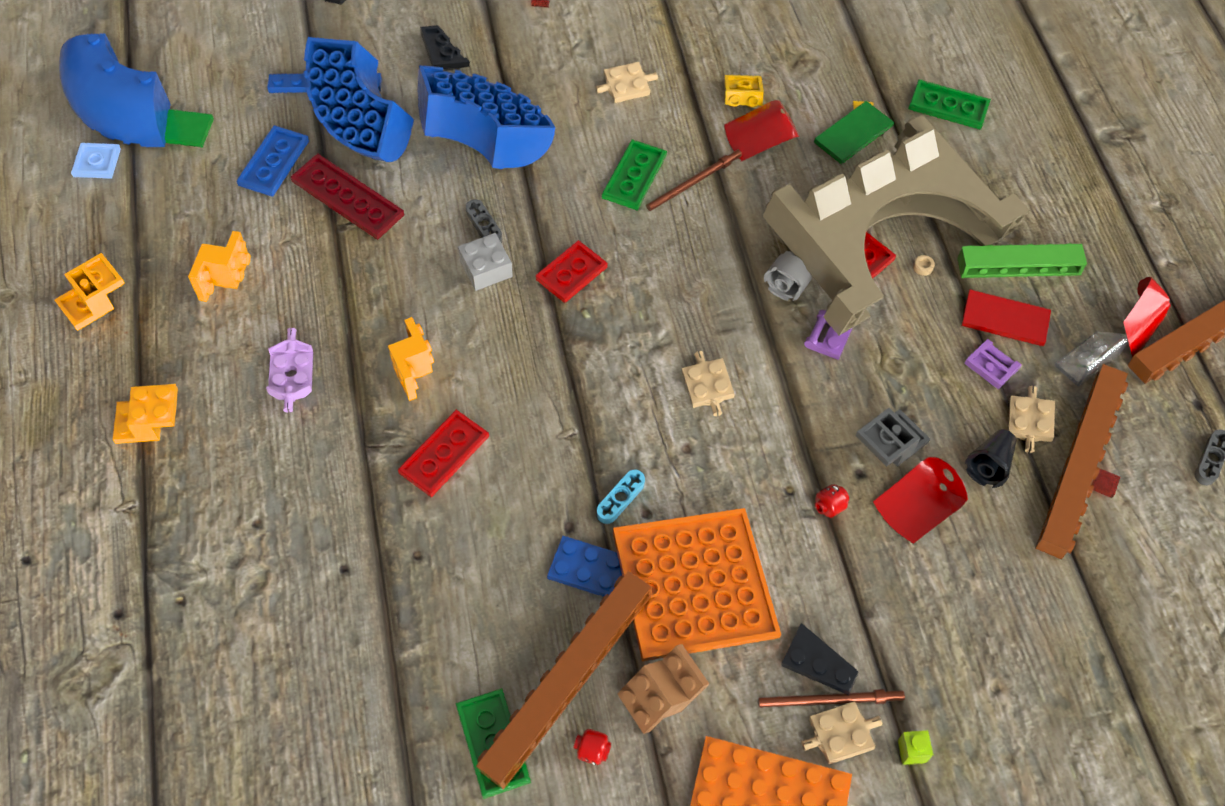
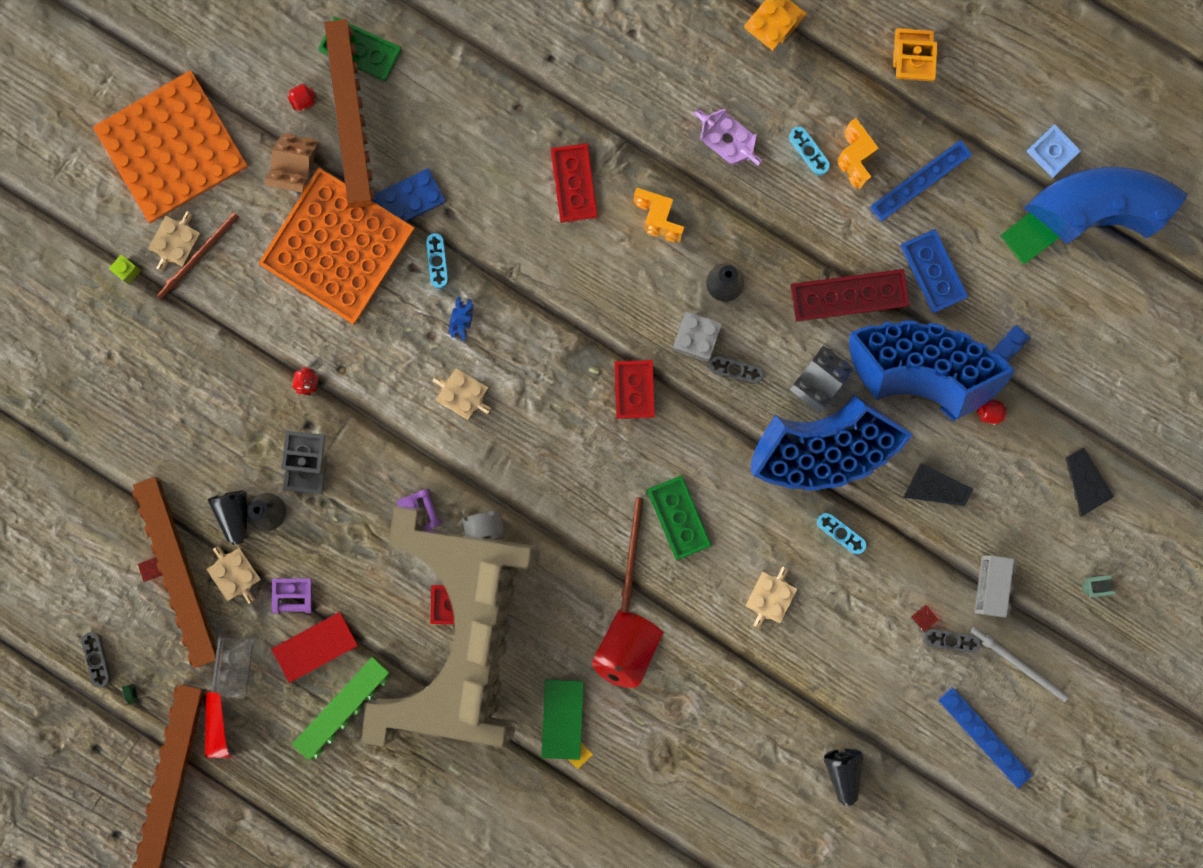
camera: 135 degrees right, 25 degrees up
(202, 218) = (920, 181): none -> blue plate
(249, 318) = (812, 165): none -> medium azure beam
(418, 275) = (725, 282): none -> black cone
(433, 159) = (821, 379): none -> dark grey bracket
(538, 71) = (849, 546): none -> medium azure beam
(650, 426) = (461, 318): none -> blue pin
(743, 90) = (677, 674): yellow plate -> none
(819, 662) = (222, 269): black wing -> none
(918, 502) = (253, 437): red piece -> none
(923, 265) = (407, 639): tan tile -> none
(949, 104) = (518, 823): green tile -> none
(961, 434) = (266, 512): none -> black cone
(1200, 407) = (130, 694): none -> dark green tile

